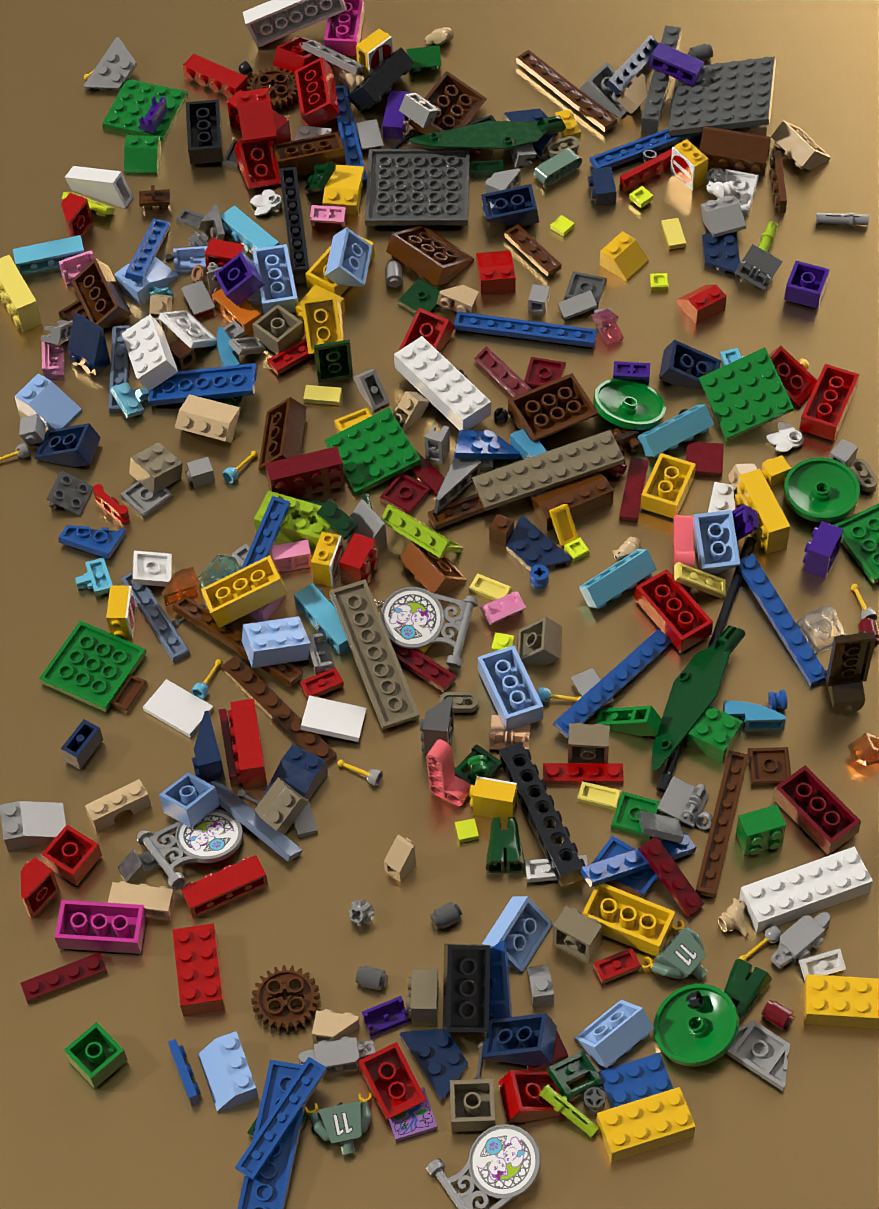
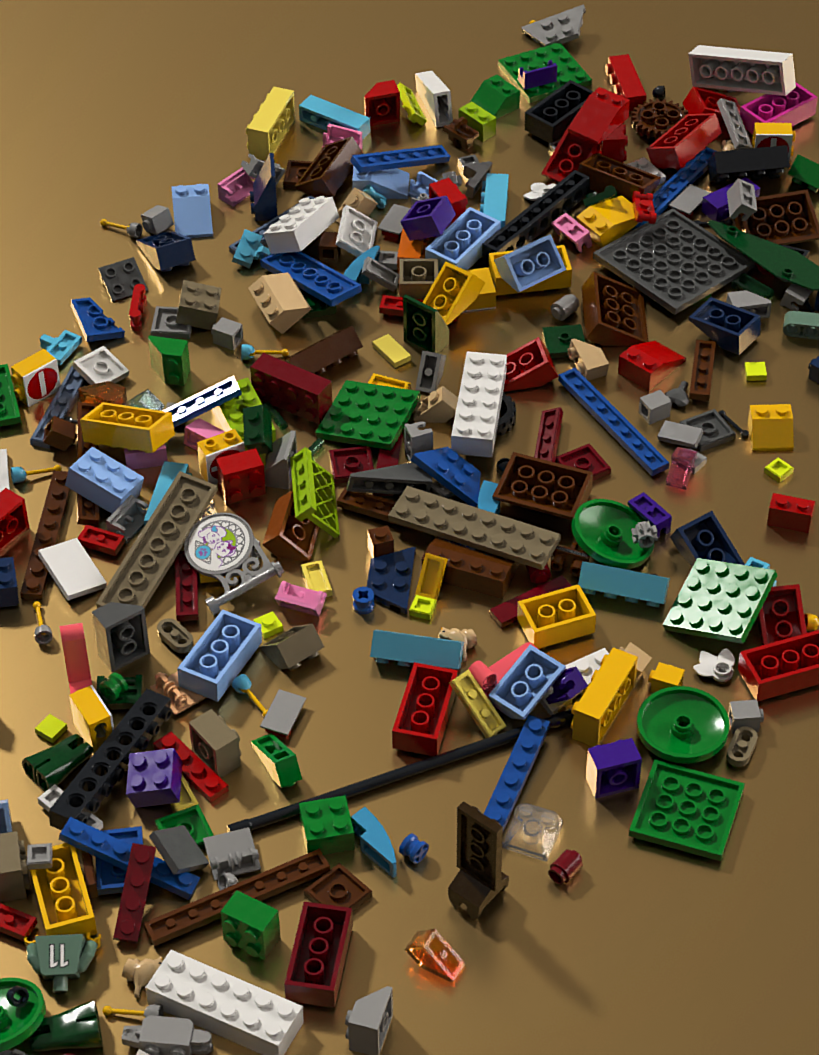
camera: 45 degrees right, 10 degrees down
(159, 177) = (479, 120): none -> lime brick
(192, 636) = (59, 433): none -> reddish brown brick
(194, 522) = (169, 359): none -> green slope
(359, 162) = (644, 207): none -> red plate
(539, 279) = (679, 396): none -> dark grey rock
(582, 798) = (154, 777): none -> dark purple brick
(594, 907) = (39, 856): none -> light grey tile
(608, 274) = (744, 433): none -> black hinge
(613, 681) = (307, 720): blue plate -> none
(650, 388) = (644, 534): none -> light grey gear
(693, 694) = (354, 780): dark green wing -> none
(707, 458) = (623, 625): dark red tile -> none
(867, 612) = (589, 853): hinge -> none

